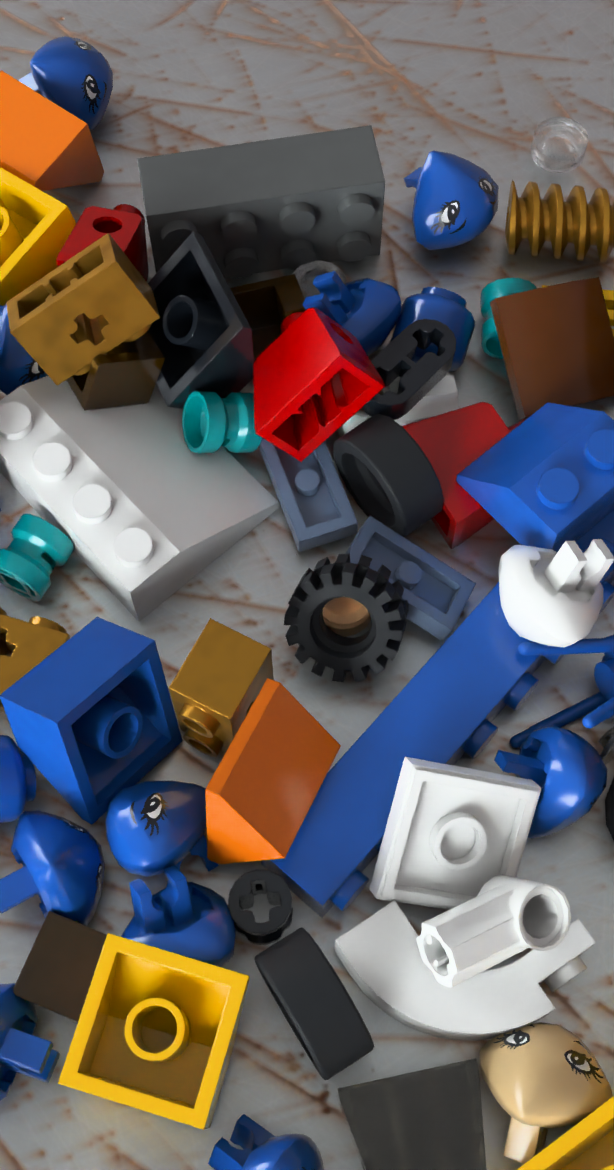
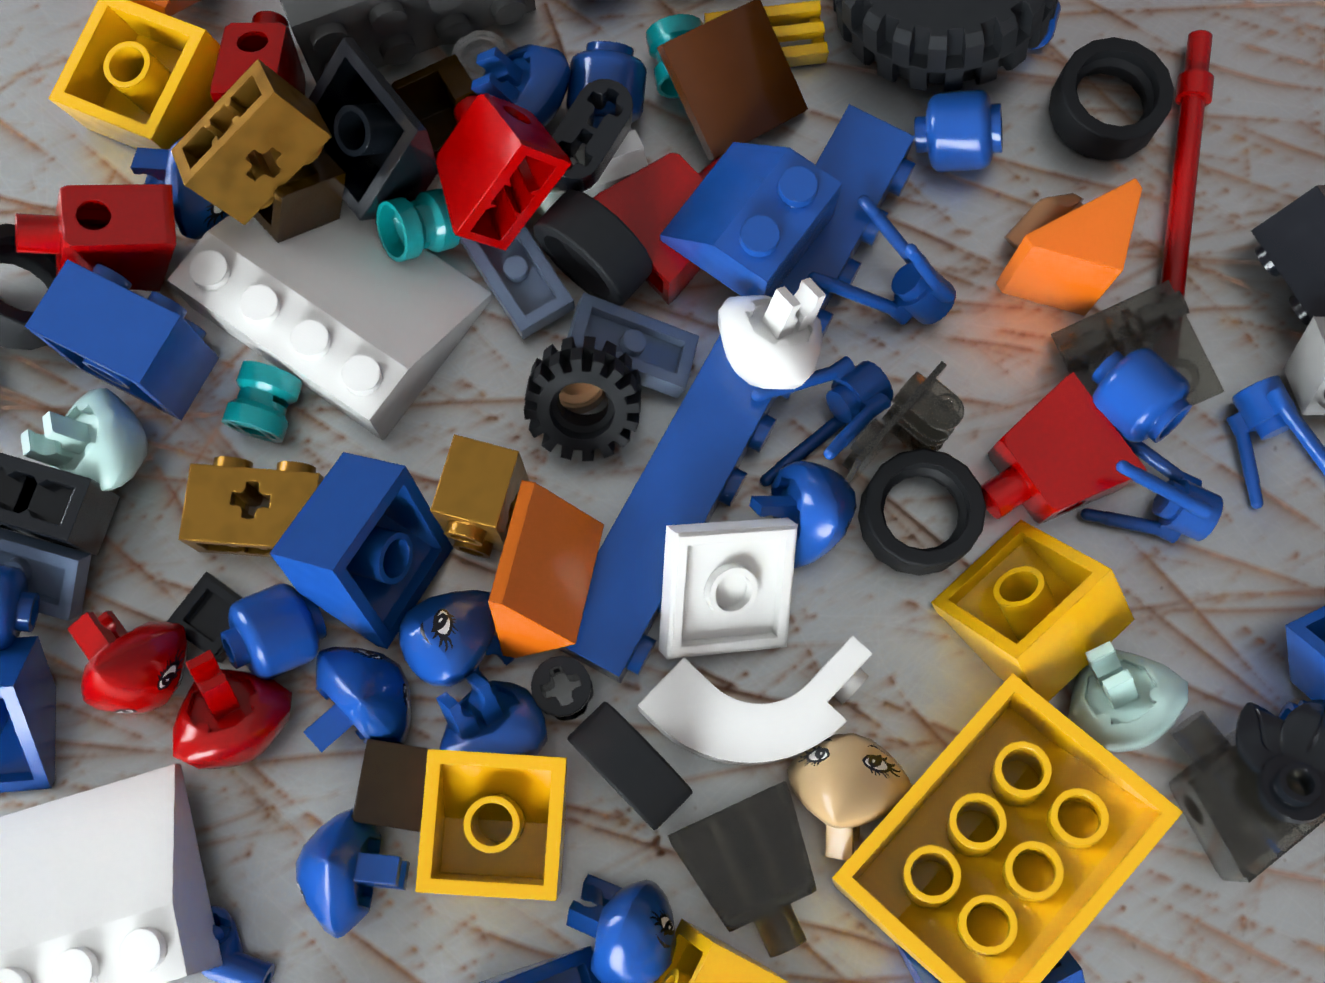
camera: 15 degrees left, 10 degrees up
(493, 927) = (783, 656): white piece -> none

